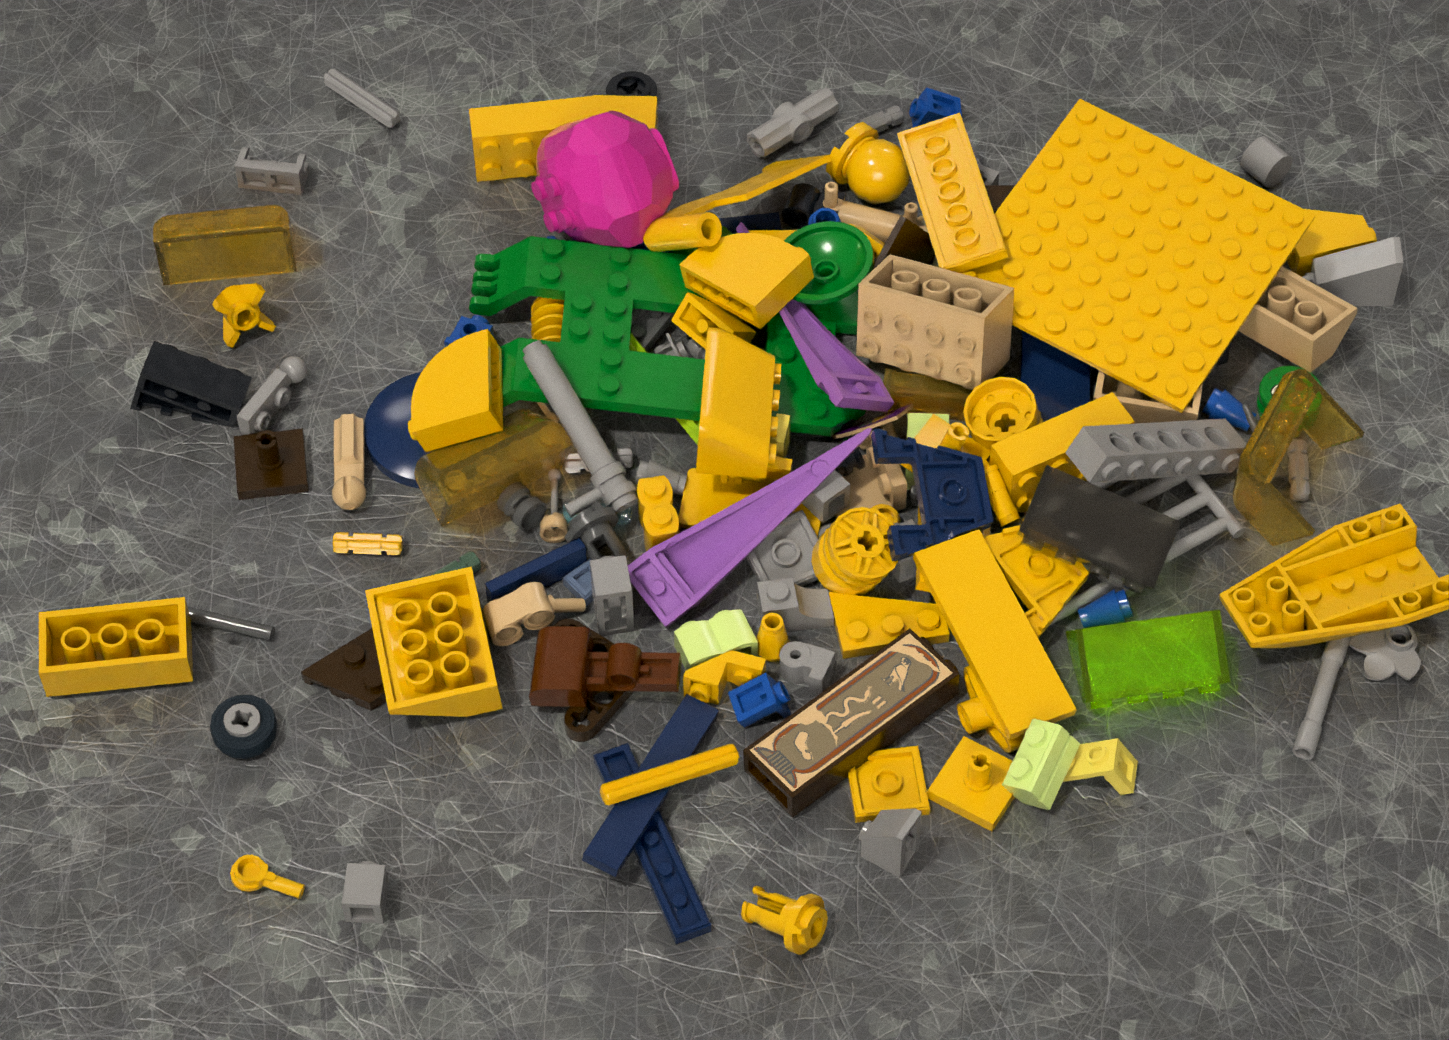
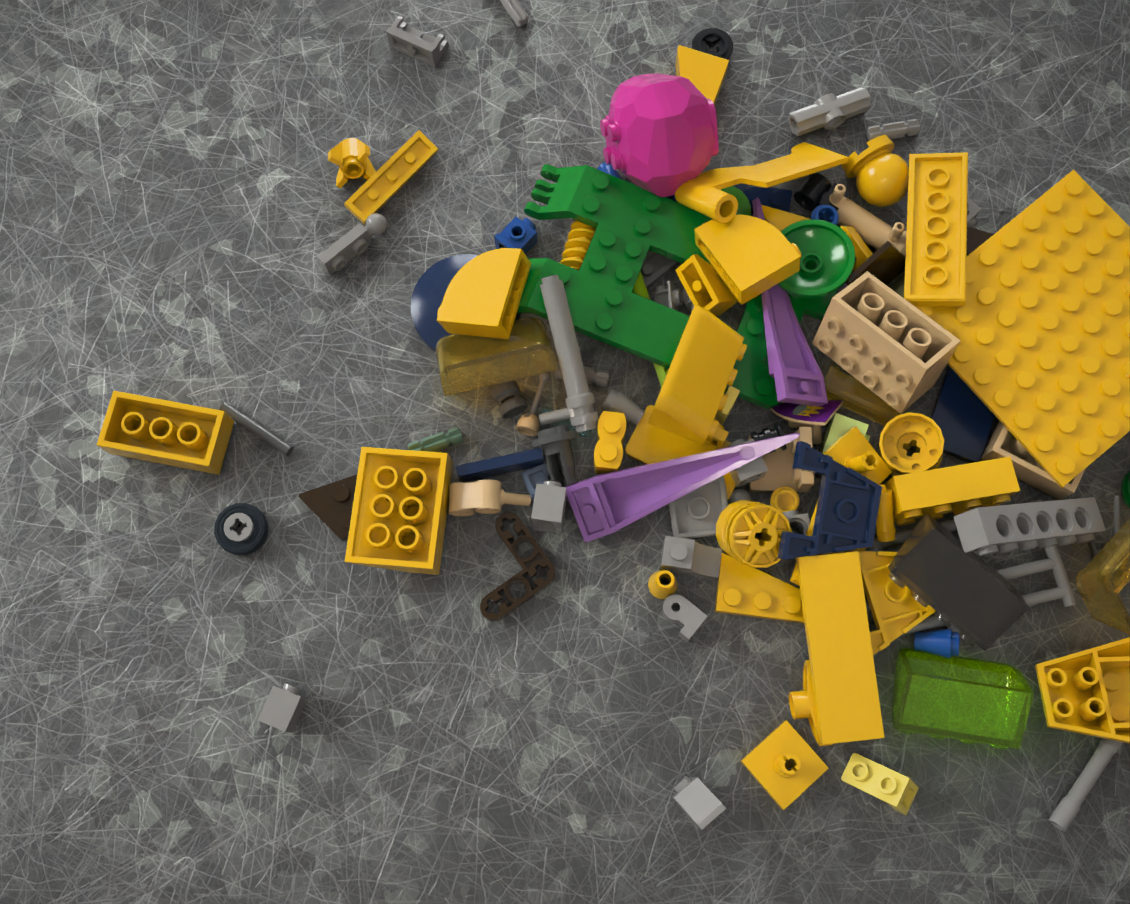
camera: 20 degrees right, 20 degrees up
(190, 386) = (294, 217): black wedge -> none
(224, 244) = (358, 99): clear yellow windscreen -> none
(252, 873) = (207, 660): yellow plate -> none
(270, 464) = (335, 300): dark brown tile -> none
(293, 316) = (391, 177): none -> yellow plate
(349, 462) = (392, 319): tan piece -> none
(367, 543) = (384, 394): yellow axle -> none
(509, 135) = (602, 64): yellow brick -> none
(569, 668) = (496, 562): reddish brown plate -> none
(632, 817) = (526, 687): dark blue tile -> none
(659, 859) = (514, 734): dark blue tile -> none
(669, 774) = (542, 687): yellow axle -> none
(709, 678) = (602, 605): yellow slope -> none
(710, 638) = (618, 572): yellowish green brick -> none
(759, 699) = (636, 635): blue bracket -> none
(798, 921) = (603, 854): yellow piece -> none
(851, 721) = (703, 679): brick -> none
(888, 782) = (712, 740): yellow tile -> none
(933, 106) = (947, 131): blue bracket -> none
(1041, 764) = (839, 777): yellowish green brick -> none
(1225, 405) = (1098, 484): blue cone -> none

